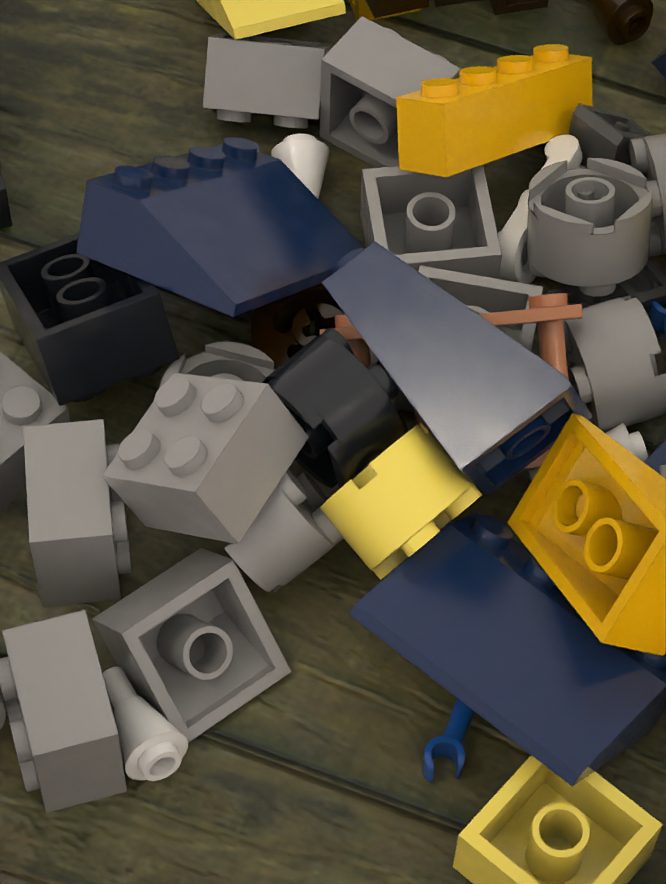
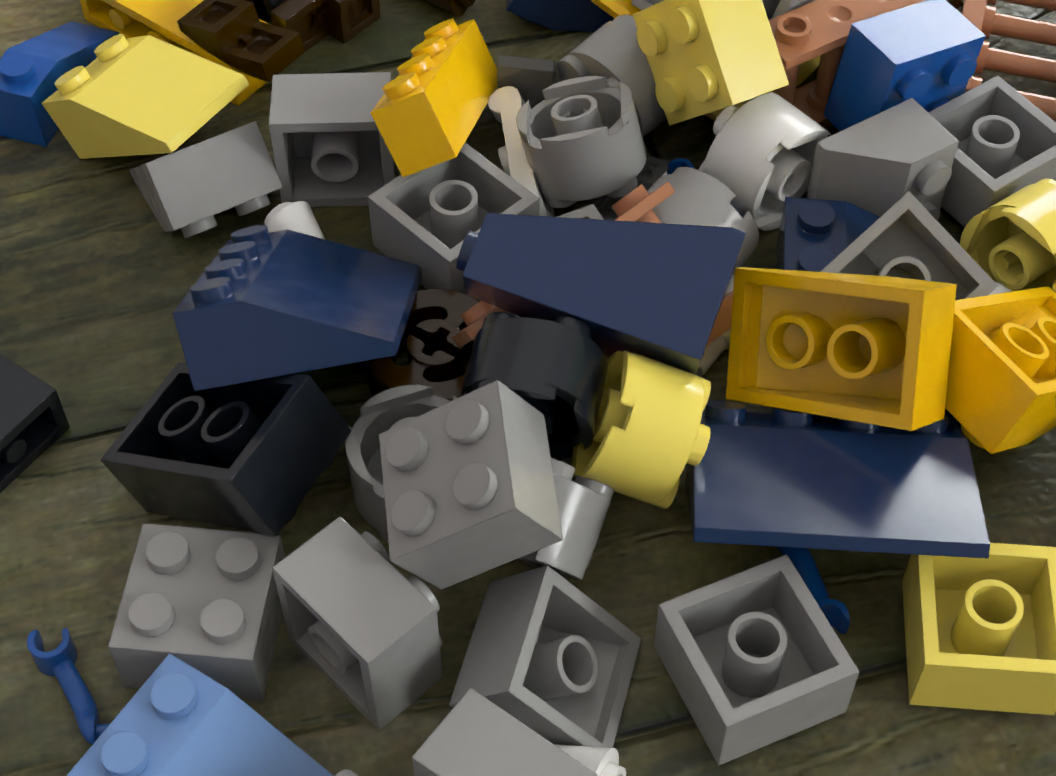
camera: 35 degrees left, 5 degrees down
(344, 741) = (754, 658): none -> light grey brick

